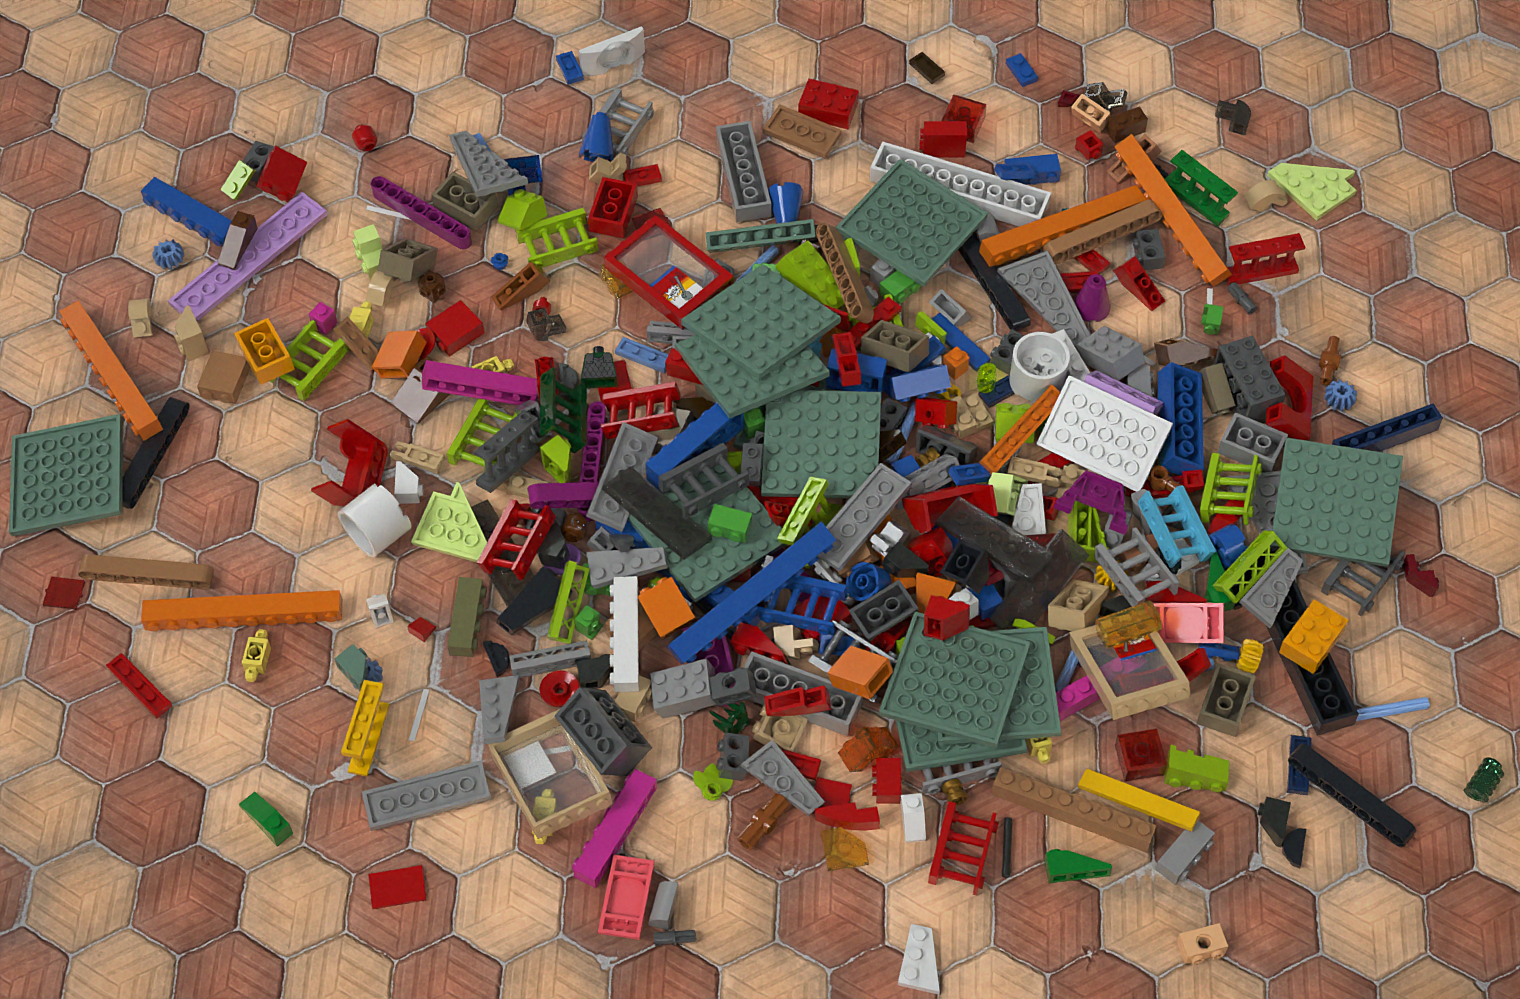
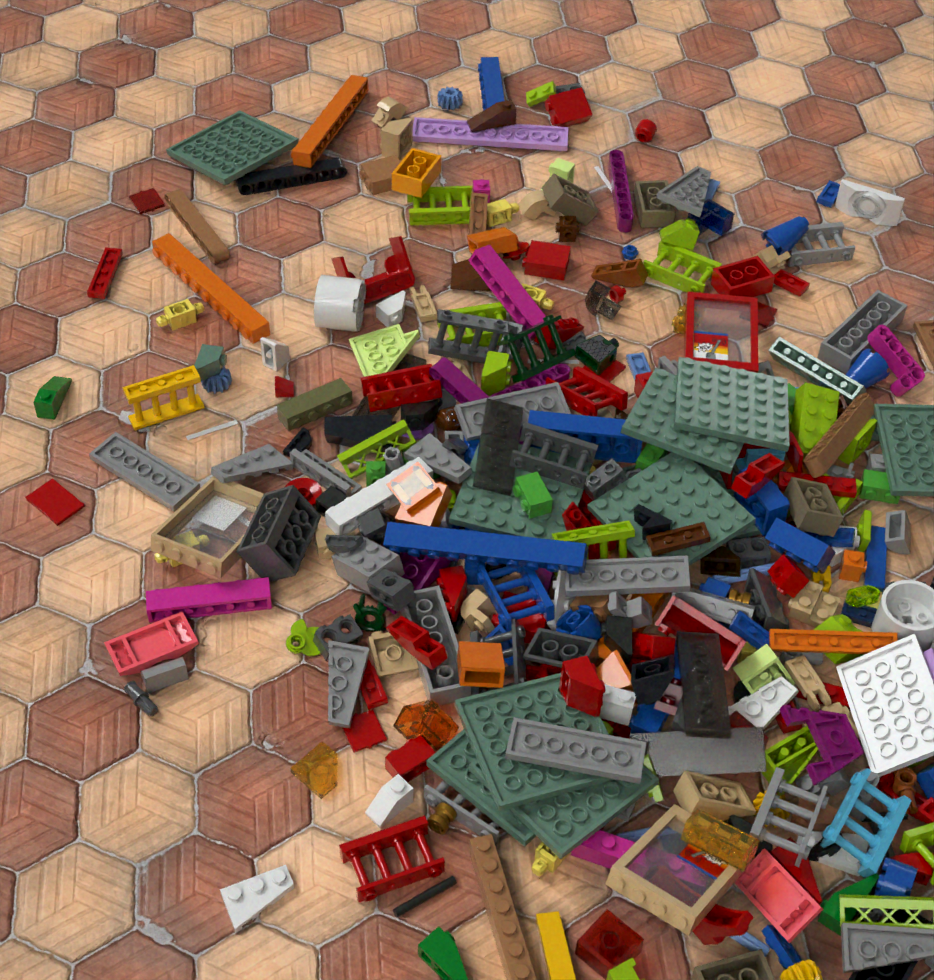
camera: 50 degrees right, 10 degrees down
(594, 599) = (393, 459): none -> light grey piece
(649, 602) = (413, 487): none -> tile
(652, 655) = (374, 524): none -> dark grey brick
(652, 692) = (343, 543): none -> dark grey tile
(763, 821) = (296, 695): dark orange piece -> none
(806, 174) = (898, 360): none -> dark pink beam
(831, 461) = (652, 521): none -> black slope
(849, 817) = (352, 754): red slope -> none
(857, 457) = (678, 539): none -> reddish brown plate
(991, 661) = (576, 750): none -> light grey plate

